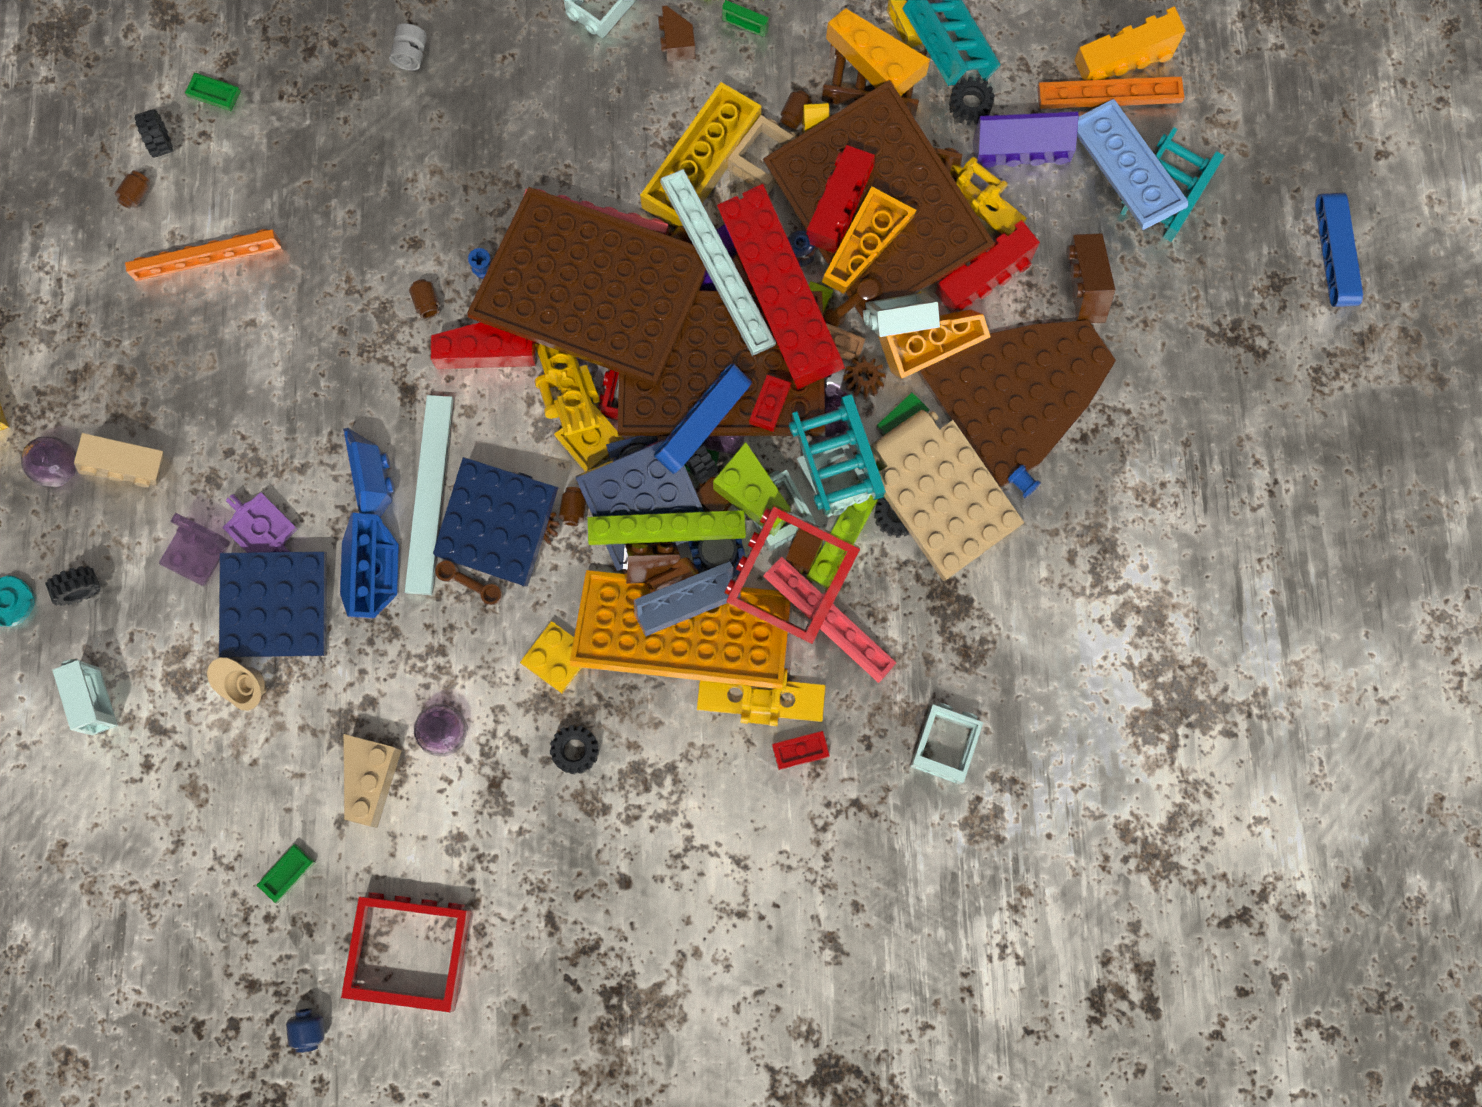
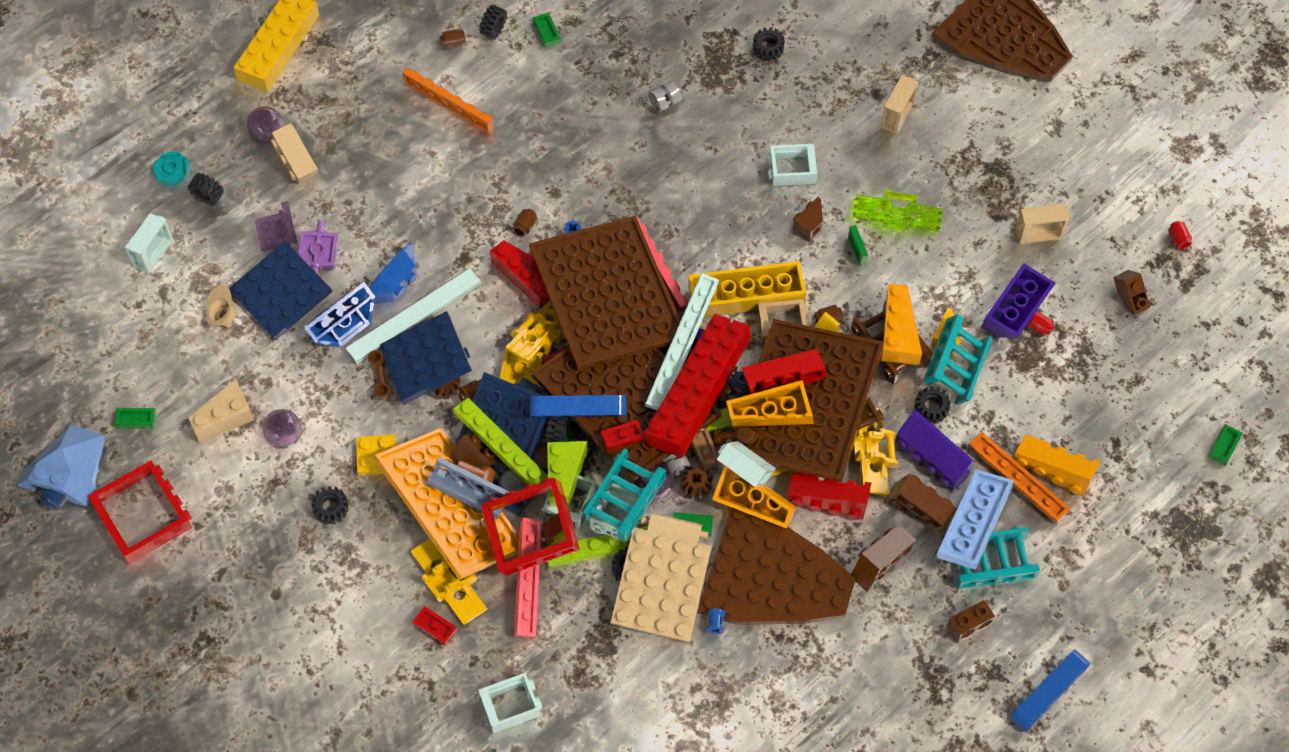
camera: 50 degrees right, 15 degrees down
(279, 991) = (67, 465): none -> medium blue wedge
(1064, 195) = (922, 501): none -> reddish brown wedge
(1218, 257) = (970, 621): none -> reddish brown brick

